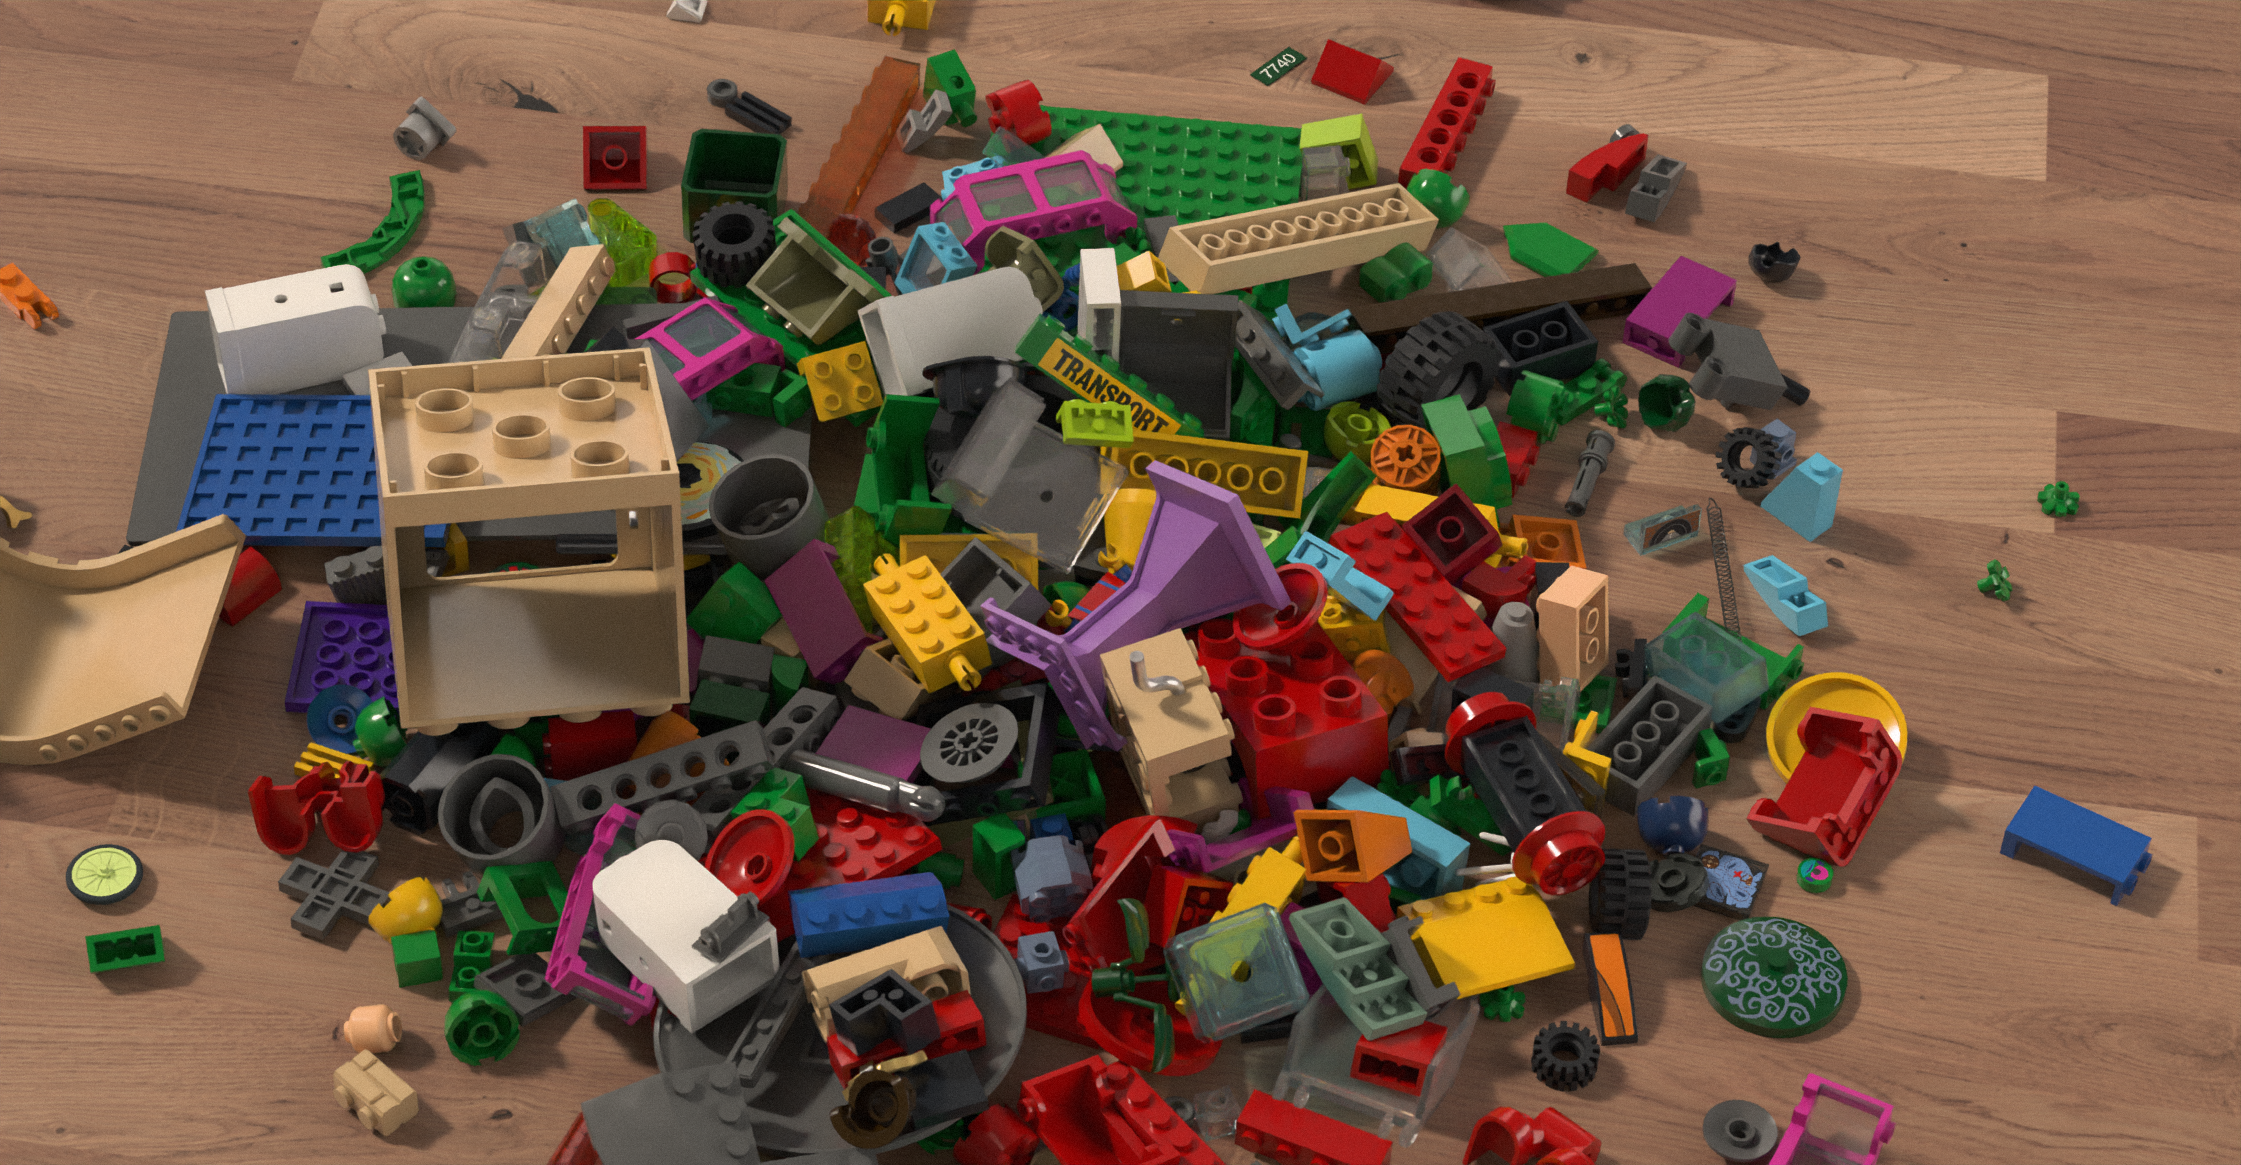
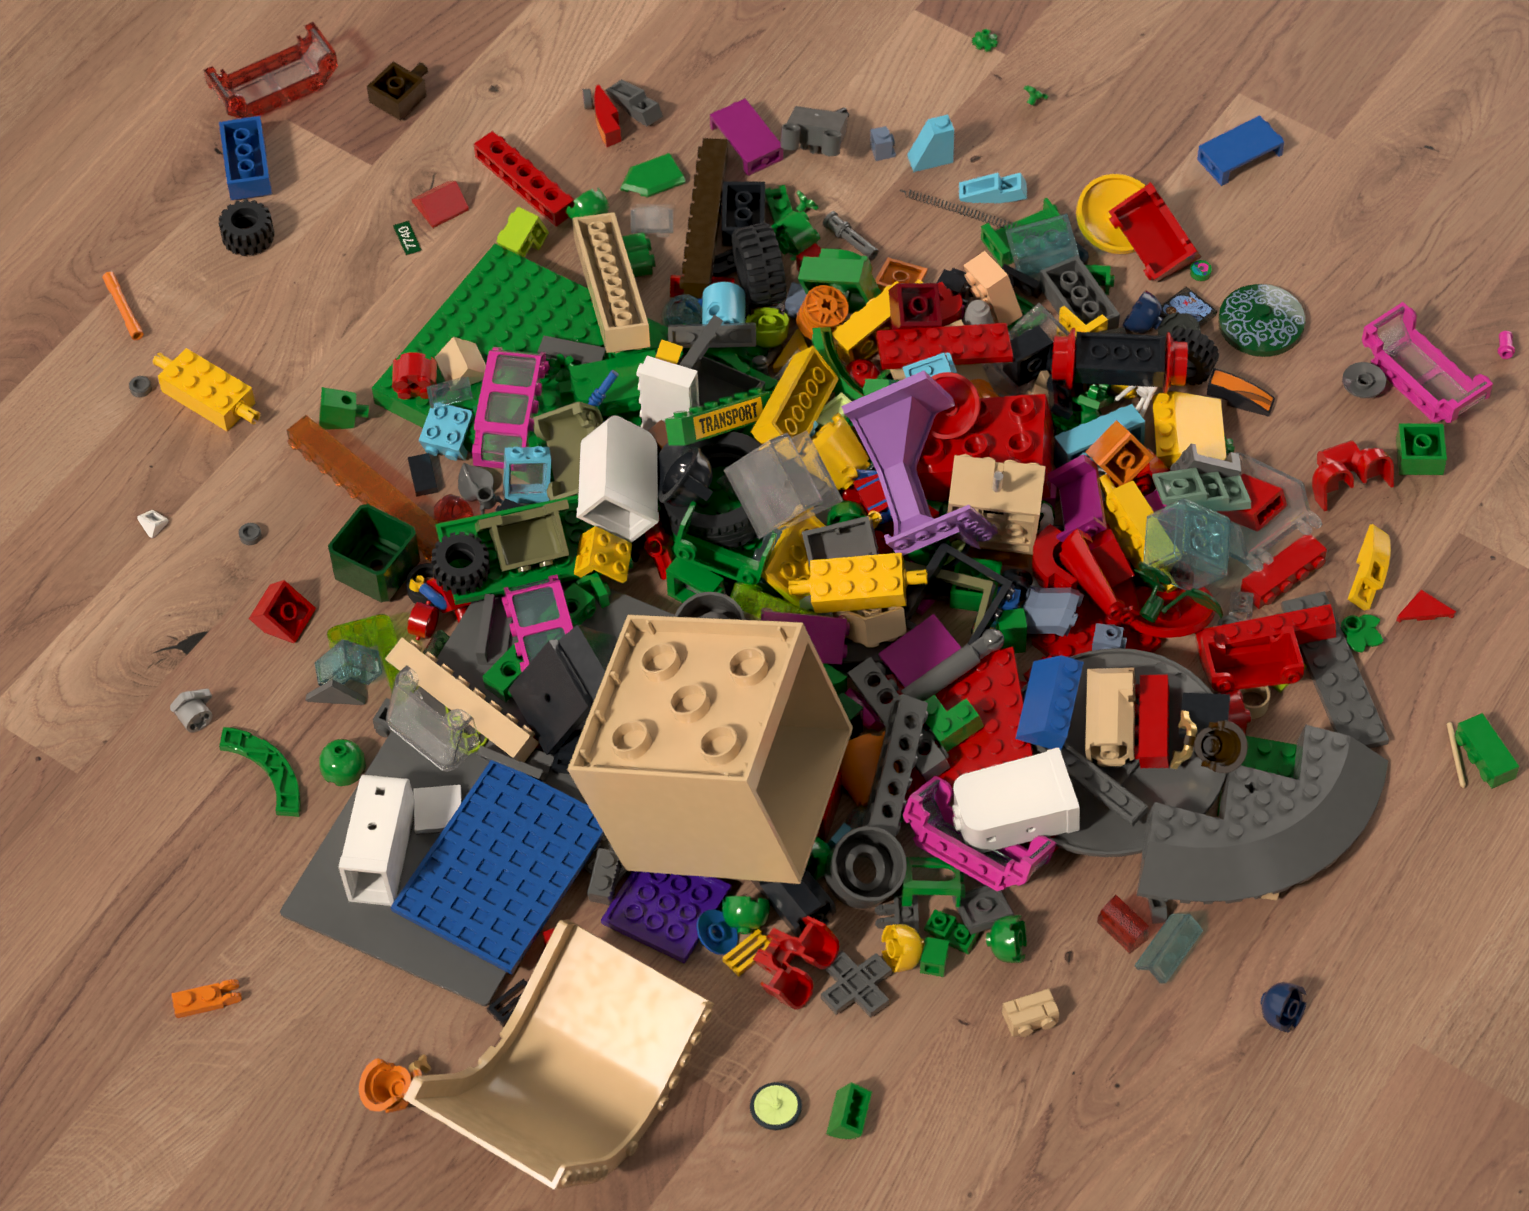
camera: 60 degrees left, 10 degrees up
(373, 1029) = (980, 998): light nougat head -> none
(673, 822) = (938, 780): dark grey tile -> none
(731, 929) = (1054, 768): dark grey hinge -> none
(753, 854) = (973, 730): red dish -> none
(760, 113) = (284, 519): black tile -> none
(882, 1011) = (1155, 710): black brick -> none
(922, 125) = (359, 433): light grey slope -> none
(964, 737) = (952, 577): dark grey piece -> none
(1096, 424) = (771, 425): lime bracket -> none
(1287, 326) = (692, 304): medium azure bracket -> none
(1323, 172) = (543, 249): clear brick -> none
(1565, 1072) = (1275, 443): black tyre -> none
(1663, 529) = (911, 222): panel -> none
(1666, 403) = (823, 174): dark green hair -> none
(1731, 457) = (898, 165): black tyre -> none
(1772, 263) = (733, 76): black hair -> none

